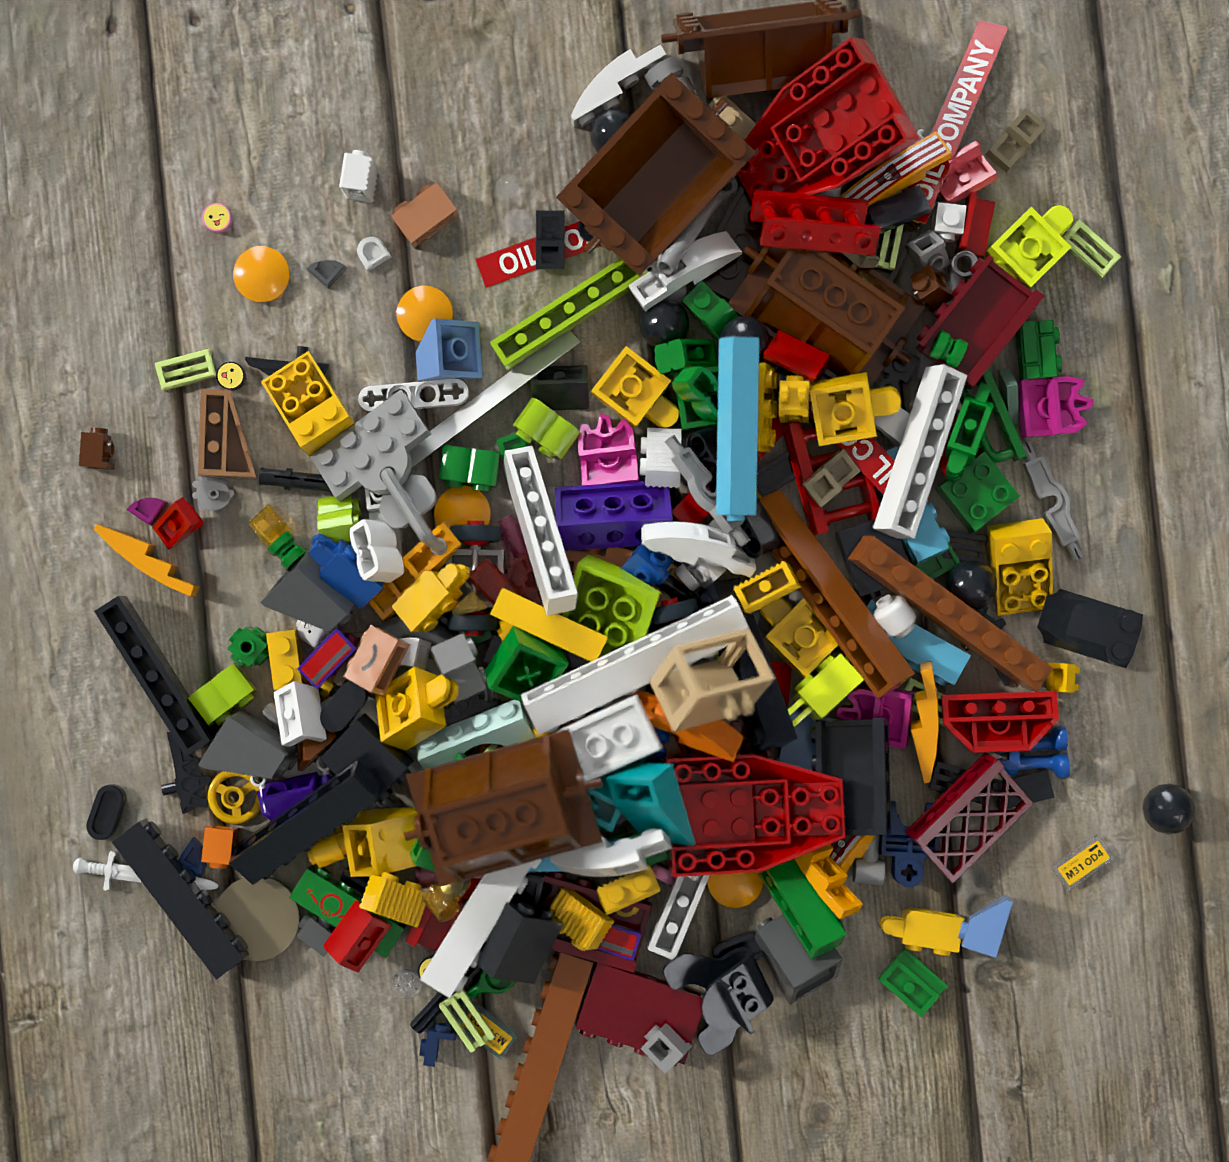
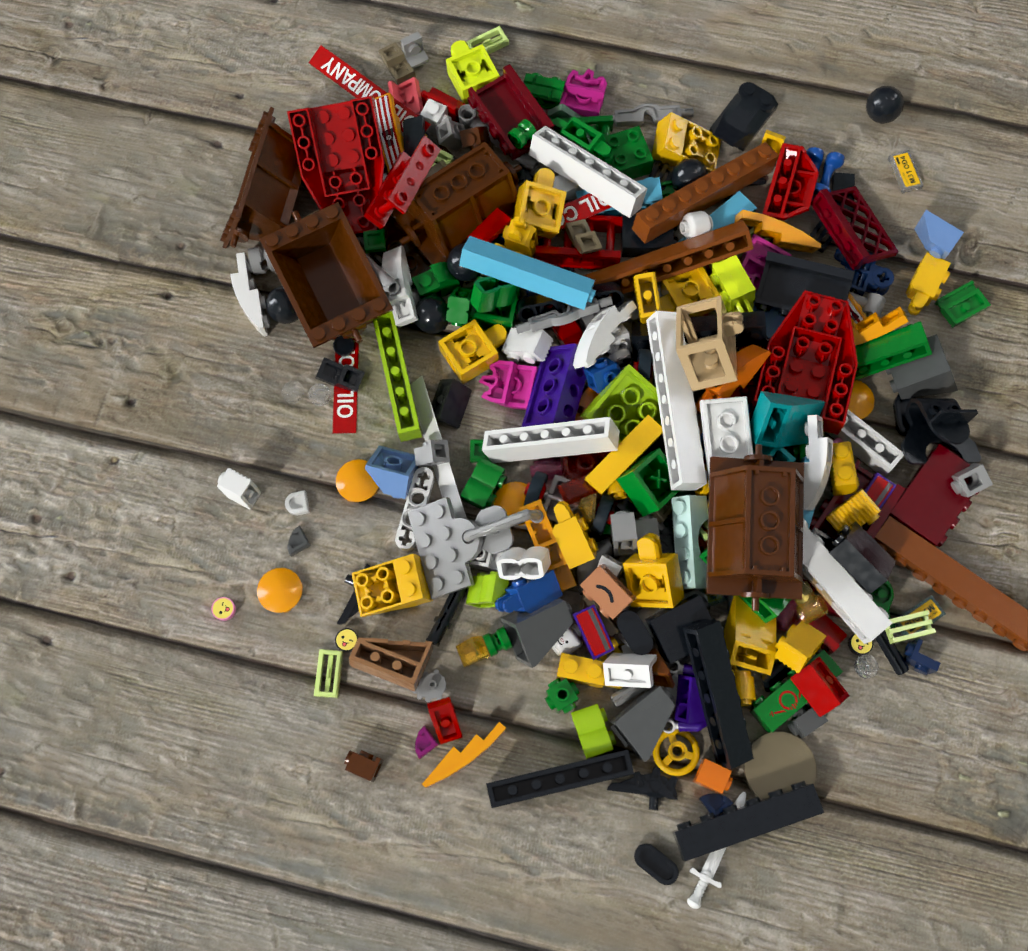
camera: 65 degrees left, 15 degrees down
(424, 214) = (285, 454): nougat brick -> none
(482, 392) = (432, 453): none -> light grey brick
(545, 428) = (475, 420): lime brick -> none
(738, 213) = (374, 241): none -> green tile
(1038, 158) = (413, 50): none -> light grey bracket

